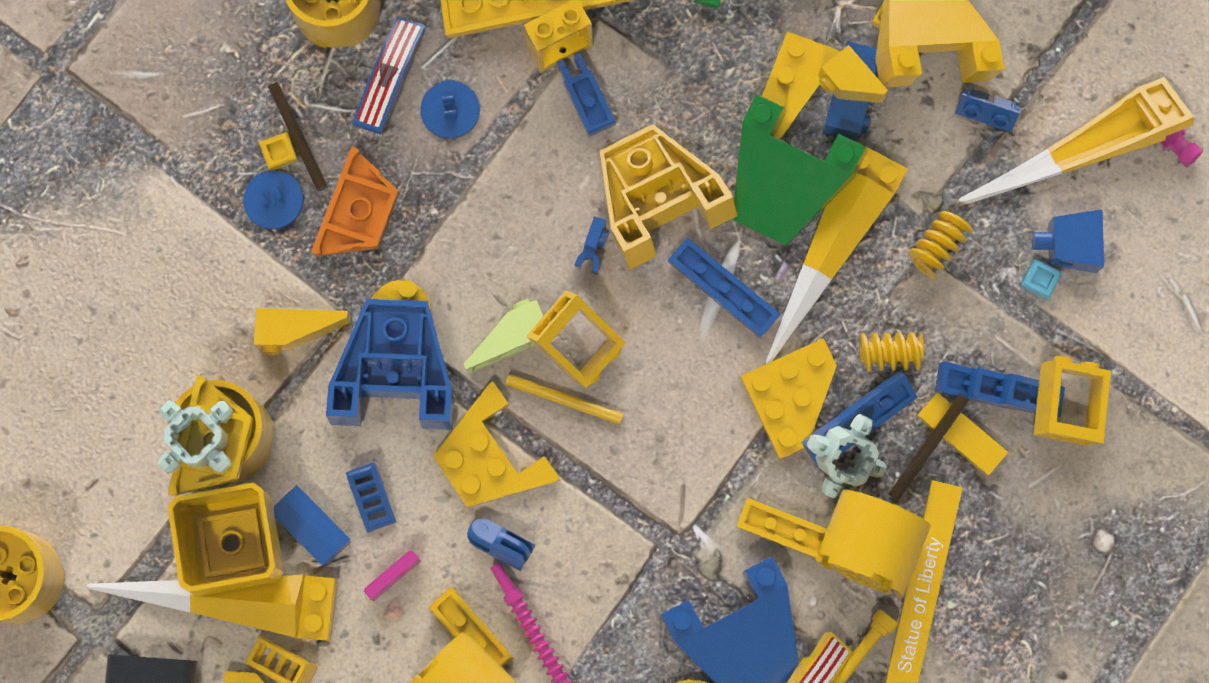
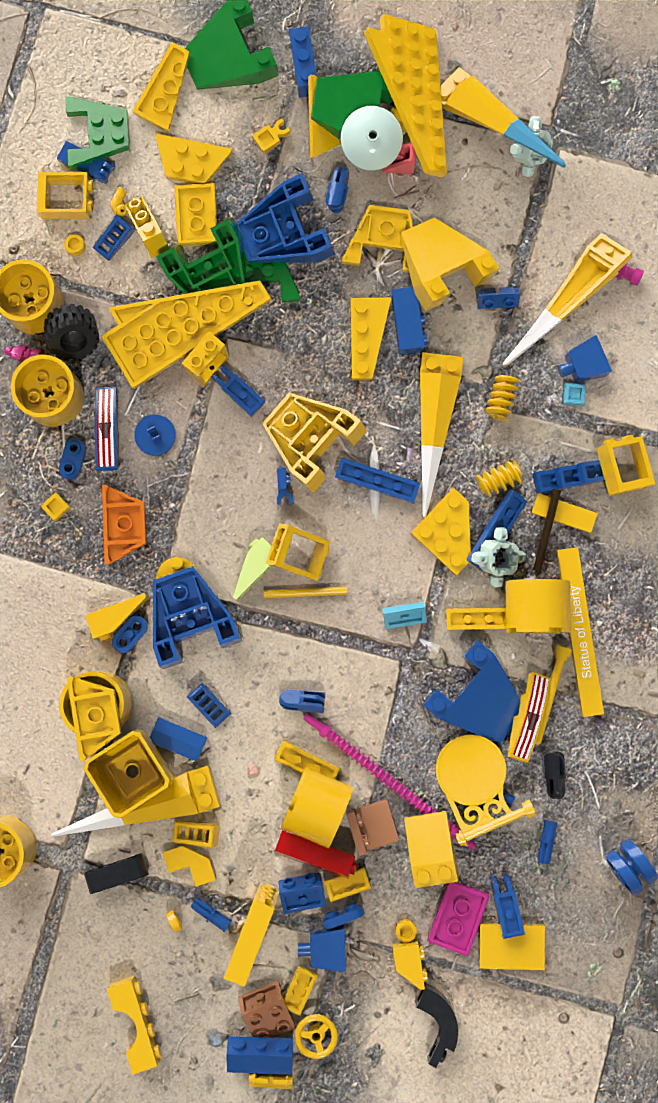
camera: 20 degrees left, 5 degrees up
(180, 420) = (68, 711): light aqua piece -> none
(273, 200) = (65, 539): blue piece -> none
(297, 136) = (64, 492): dark brown bar -> none
(305, 358) = (130, 634): none -> blue plate
(330, 98) = (75, 459): none -> blue plate
(392, 575) = (243, 748): dark pink tile -> none
(478, 464) = (266, 655): yellow wing -> none
(686, 483) = (404, 615): none -> medium azure plate
(781, 185) = (388, 399): green wedge -> none
(851, 78) = (405, 313): yellow slope -> none

